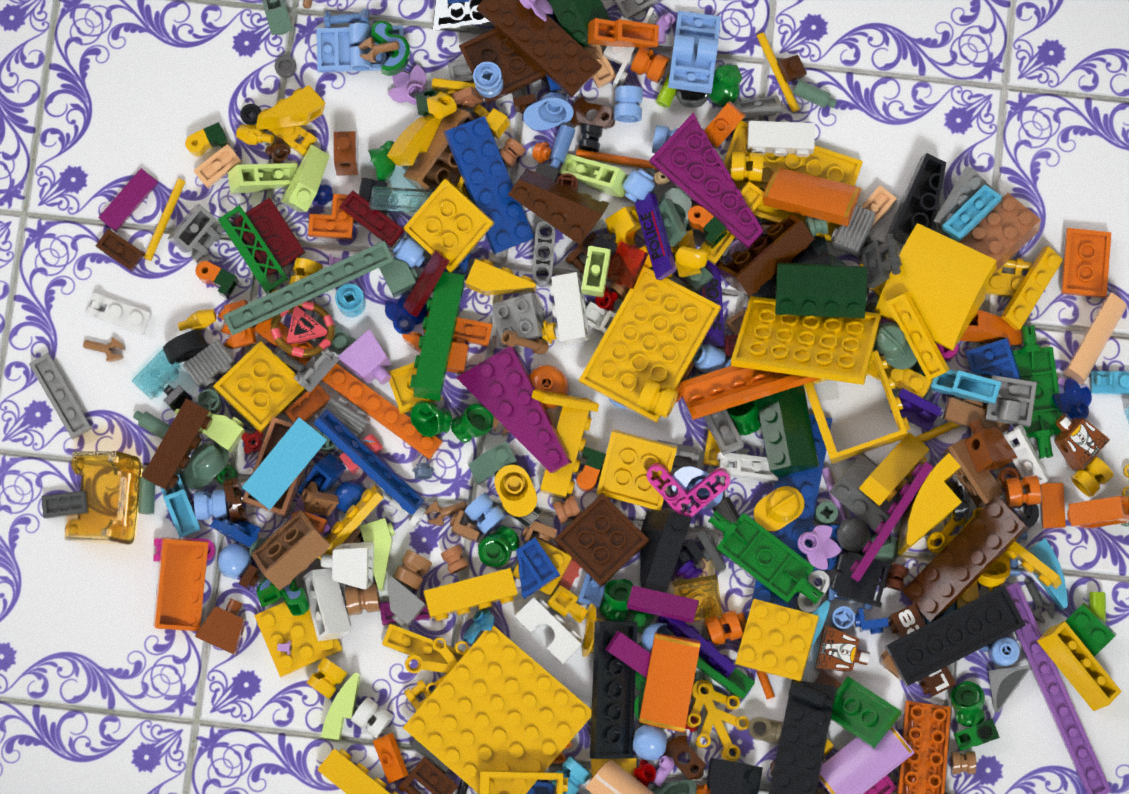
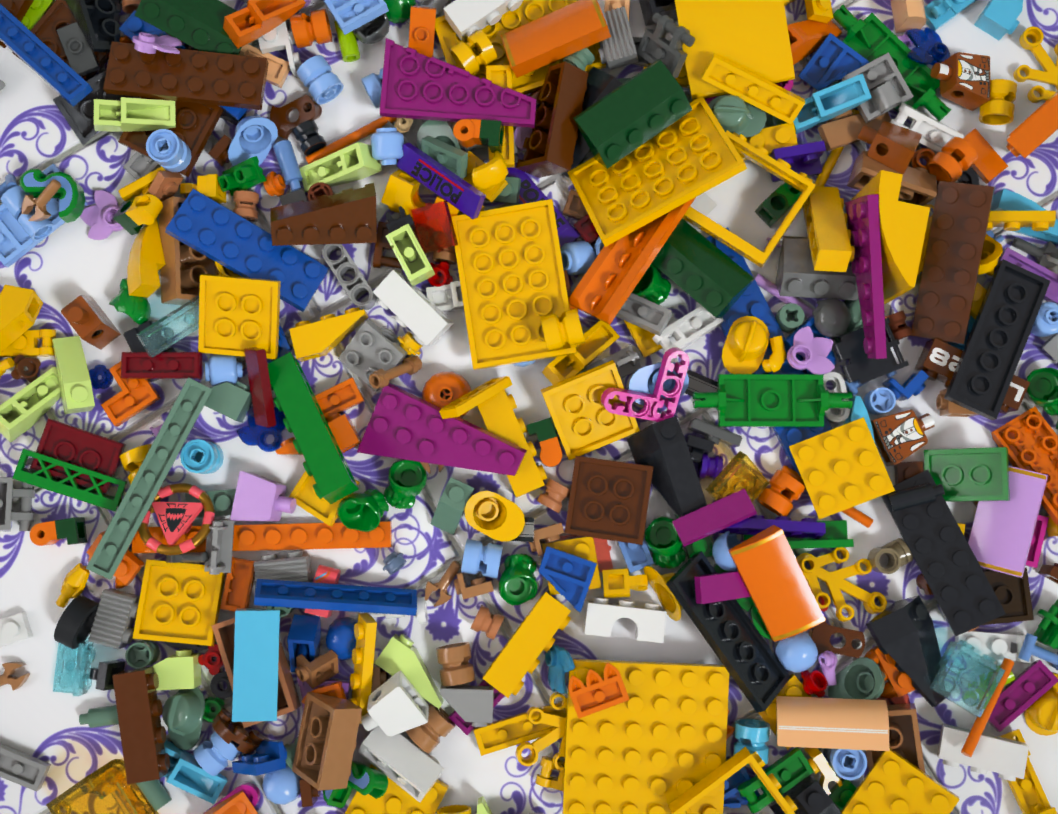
camera: 40 degrees left, 5 degrees up
(245, 457) = (215, 688): none -> black plate
(483, 37) = (133, 115): none -> yellowish green slope
(493, 655) = (597, 692): none -> orange plate
(523, 131) = (242, 176): none -> green hips
(666, 429) = (596, 342): none -> yellow slope
(793, 533) = (777, 357): none -> yellow arm
(878, 427) = (777, 203): none -> dark green leg

